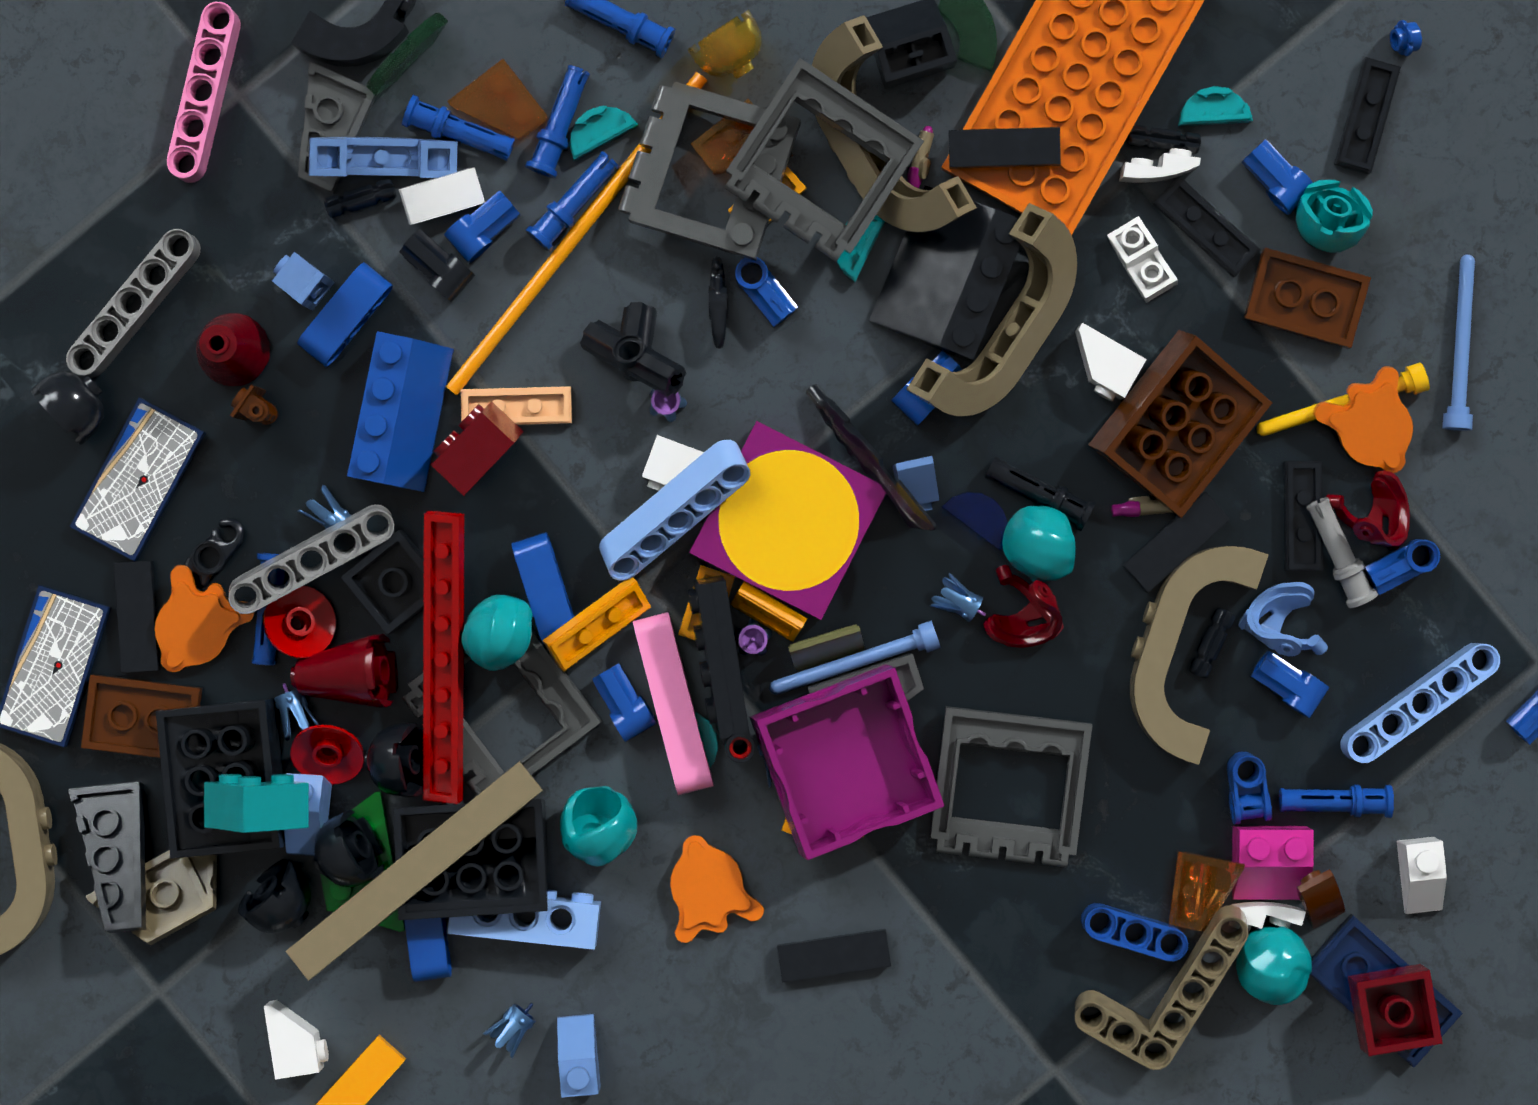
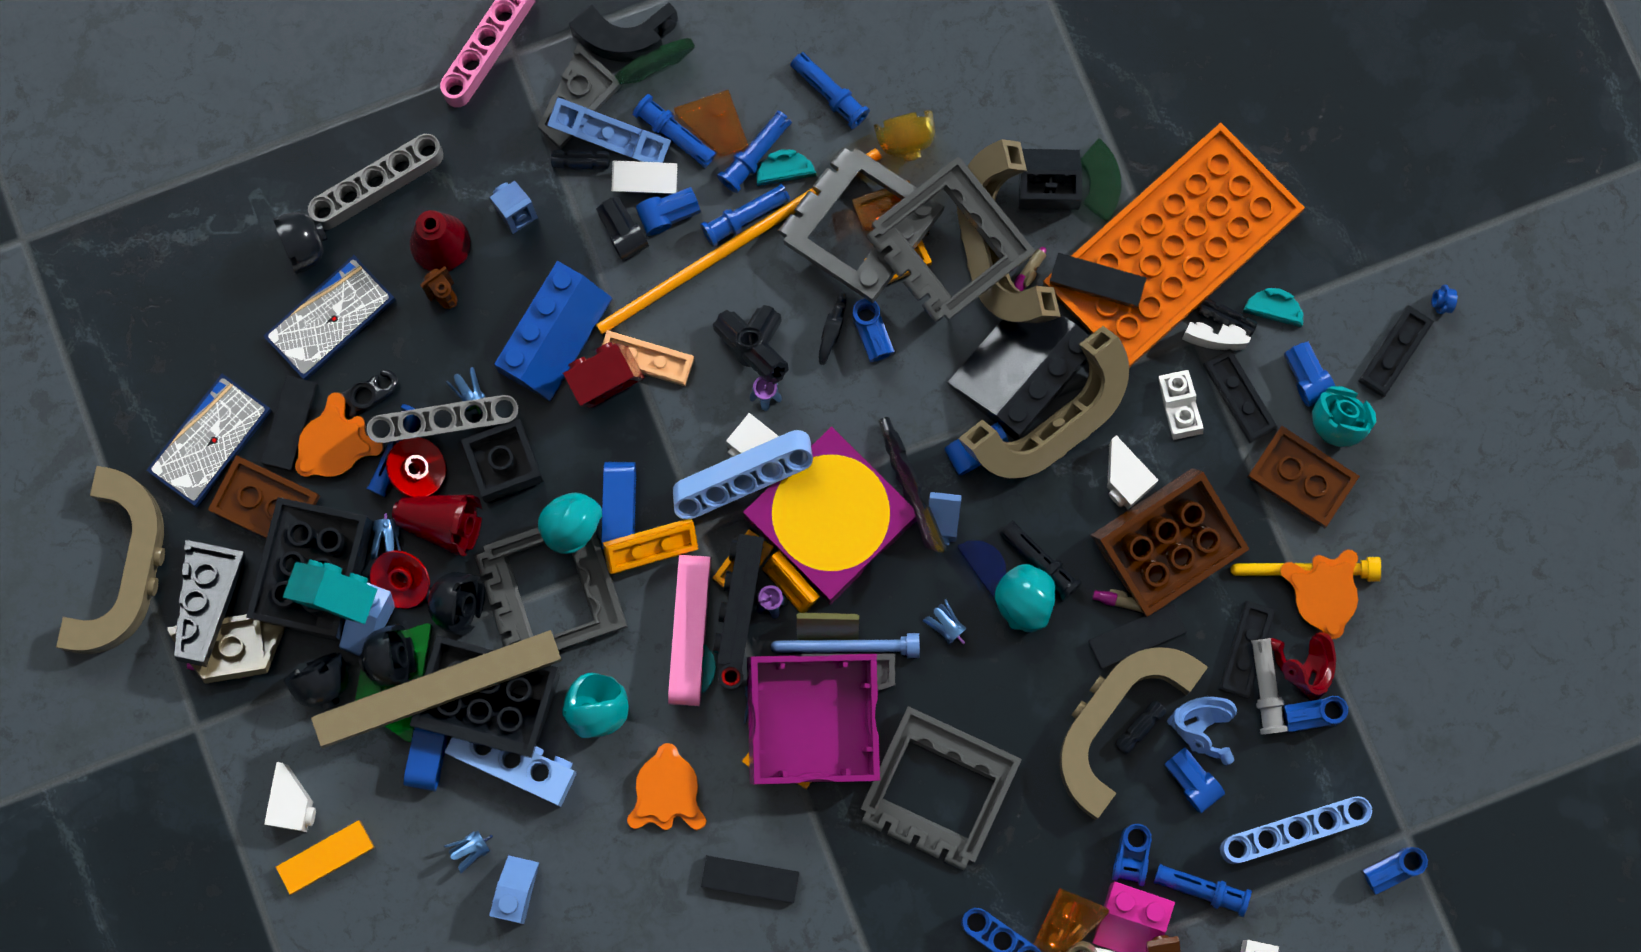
camera: 20 degrees right, 10 degrees down
(345, 314) = (536, 243): blue beam -> none
(443, 657) = (519, 529): red plate -> none
(628, 710) = (651, 623): blue piece -> none
(853, 263) = (951, 330): teal tile -> none
(1014, 629) = (985, 663): dark red helmet -> none
(1458, 414) = (1397, 610): medium blue piece -> none

